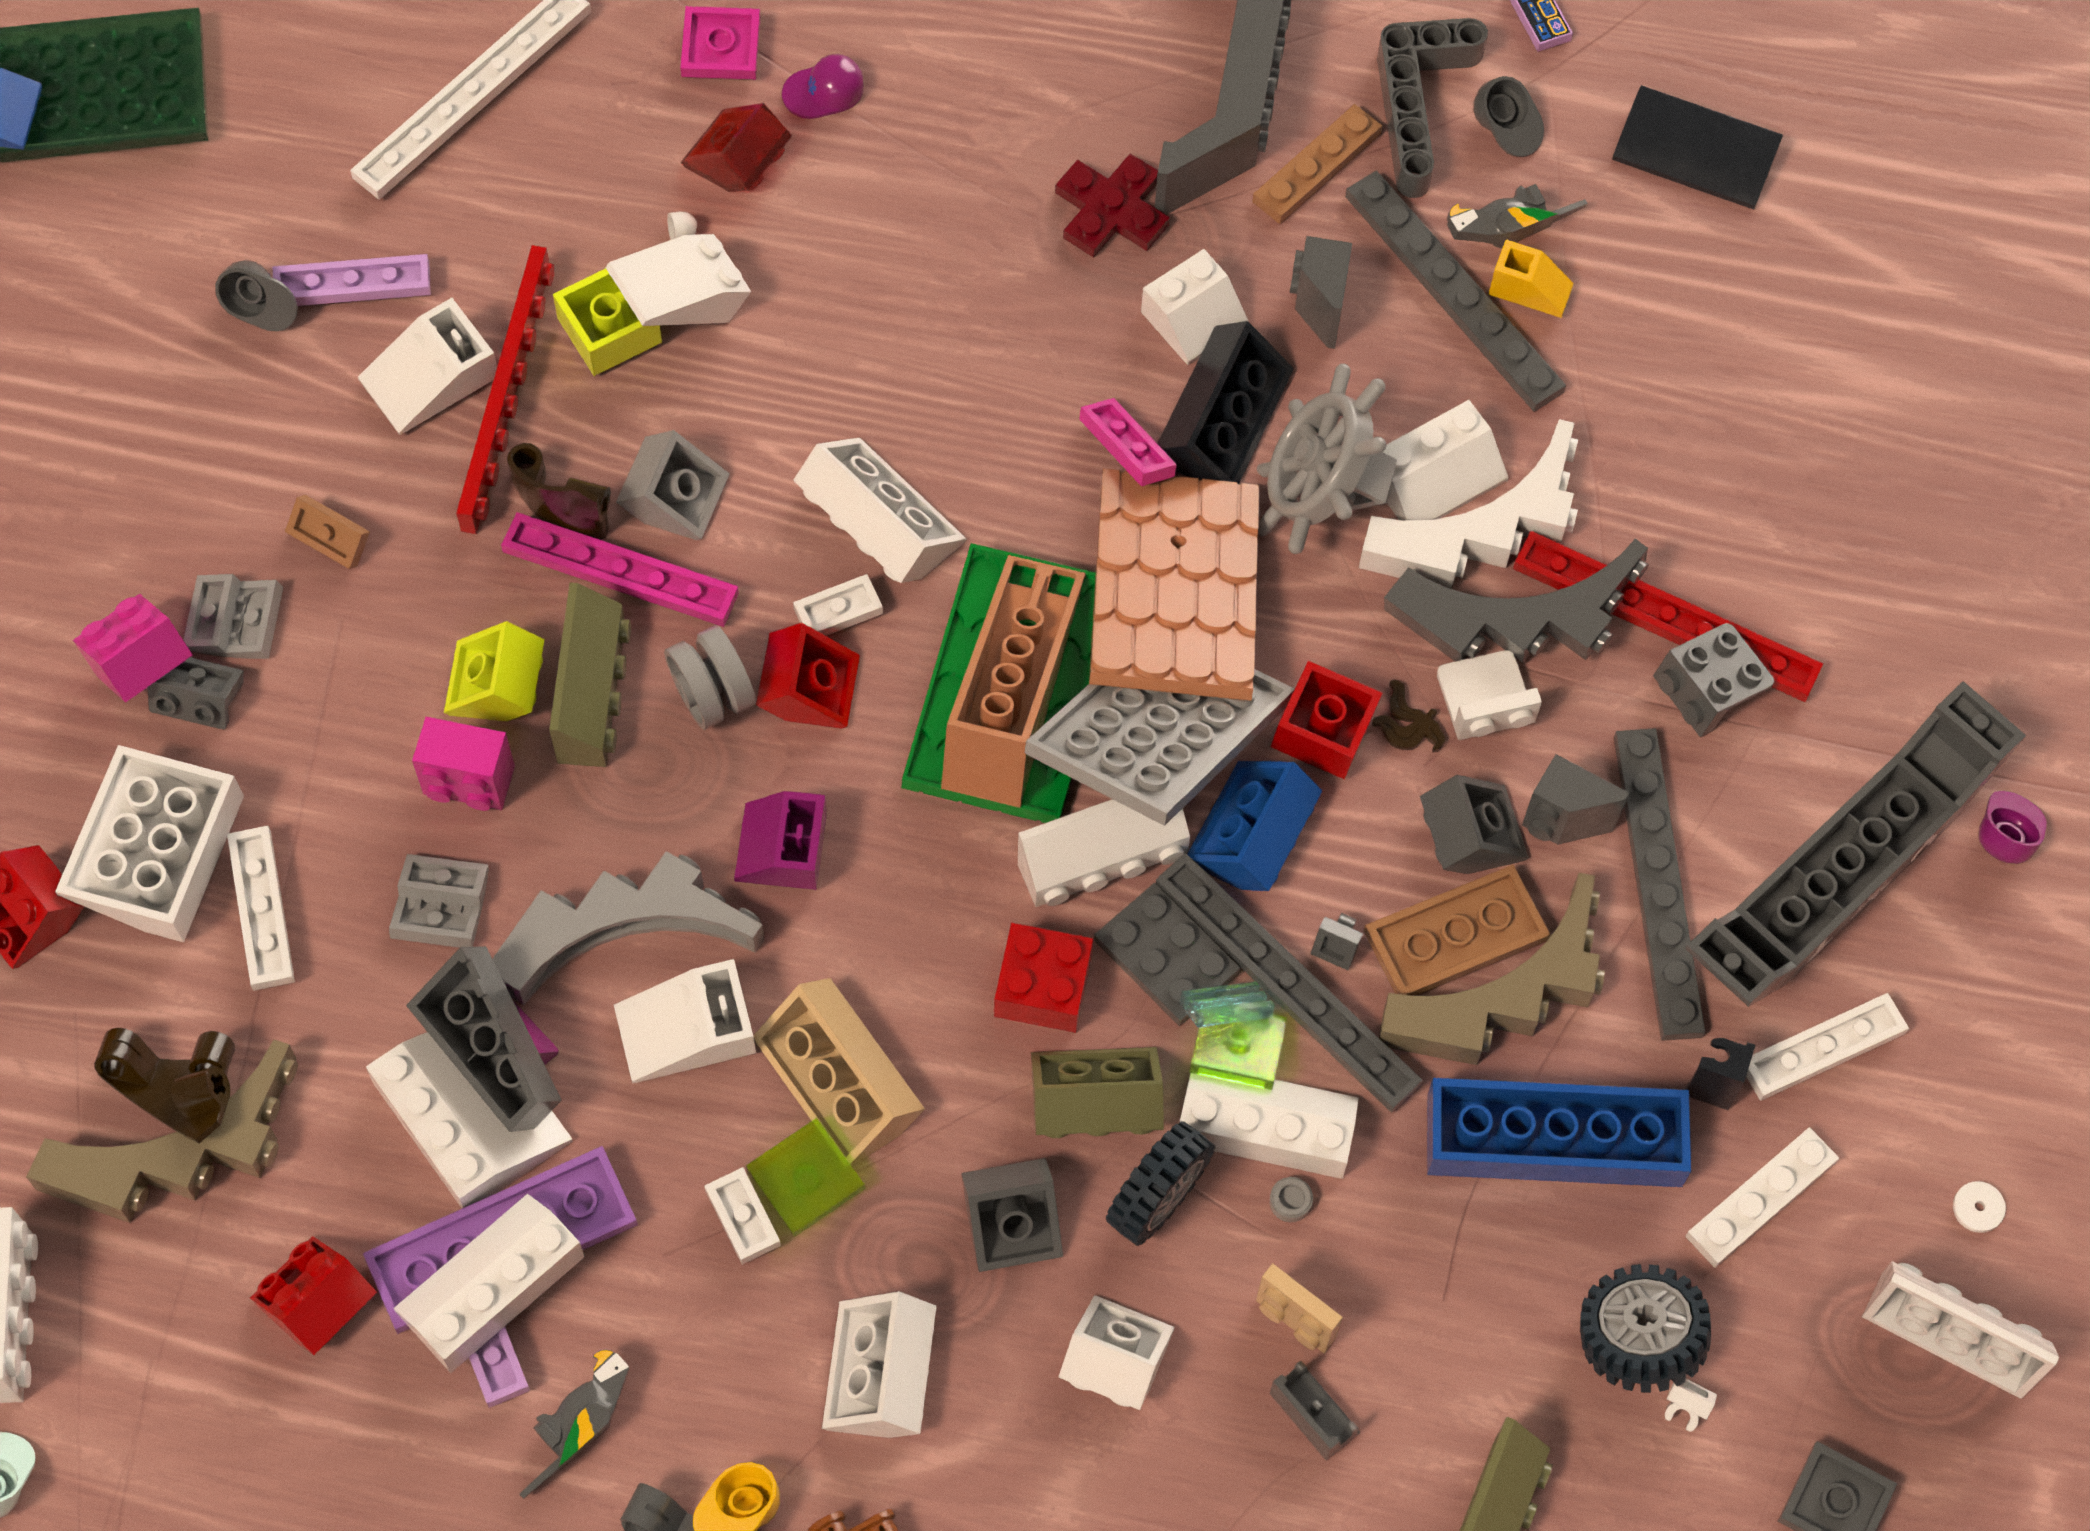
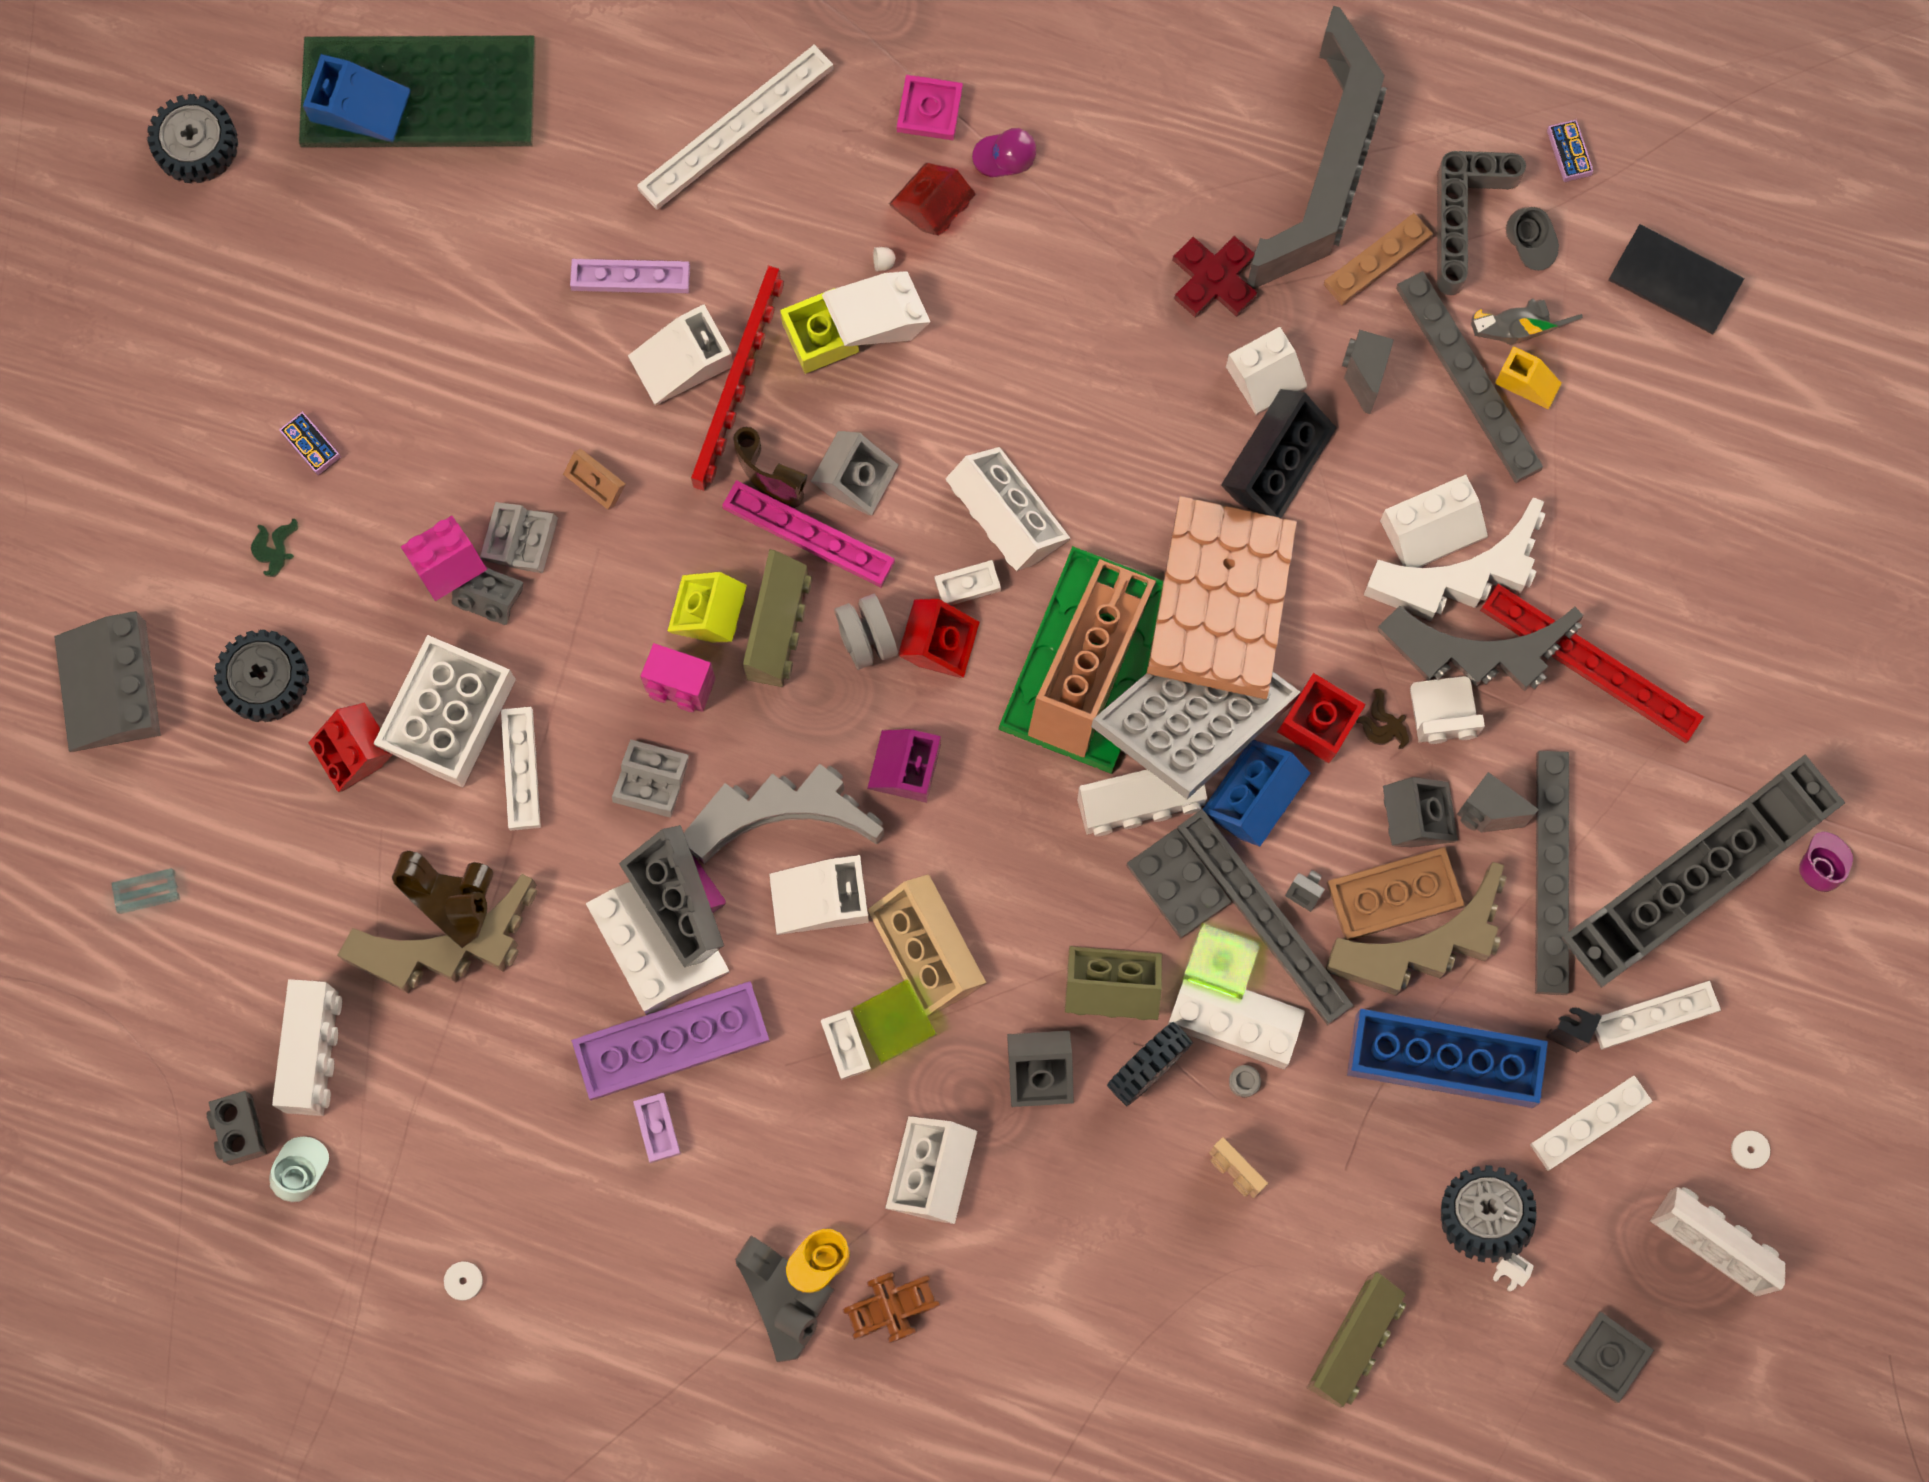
camera: 10 degrees right, 10 degrees up
(255, 297) = (555, 282): dark grey cap -> none
(313, 1294) = (533, 1065): red slope -> none
(490, 1282) = (659, 1073): white slope -> none
(581, 1415) = (715, 1178): dark grey animal -> none
(1043, 977) = (1085, 892): red brick -> none
(1116, 1352) = (1102, 1180): white slope -> none
(1127, 442) = (1201, 477): dark pink plate -> none
(1226, 1004) = (1215, 928): clear light blue tile -> none
(1313, 1411) = (1240, 1241): dark grey hinge -> none
(1329, 474) = (1354, 517): light grey piece -> none
(1712, 676) = (1618, 717): dark grey bracket -> none

